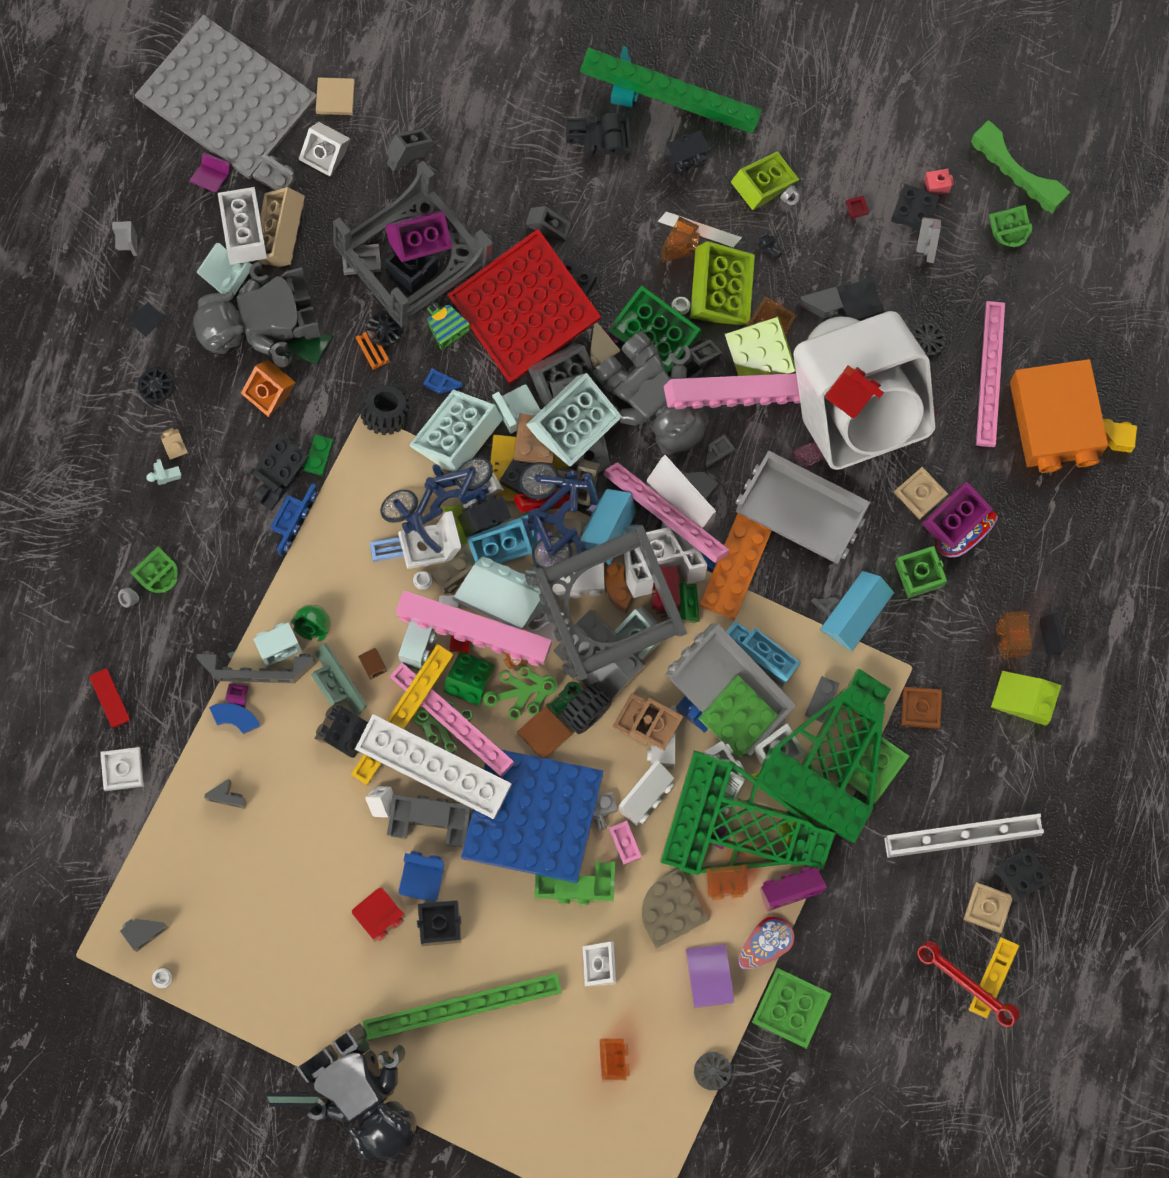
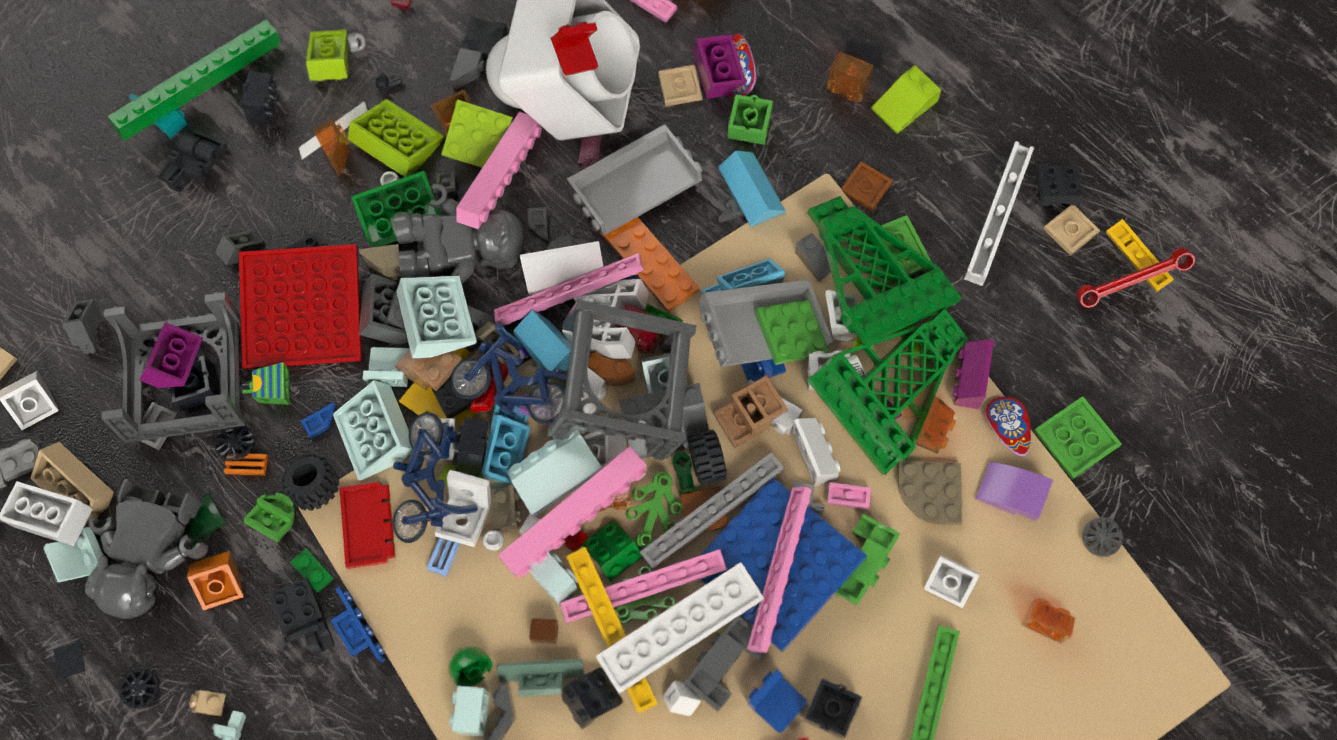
camera: 55 degrees left, 5 degrees down
(342, 397) = (272, 516): none -> bright green slope
(377, 472) = (365, 526): none -> red hinge
(521, 818) = (779, 569): none -> bright pink plate
(546, 738) = (711, 511): none -> light grey plate

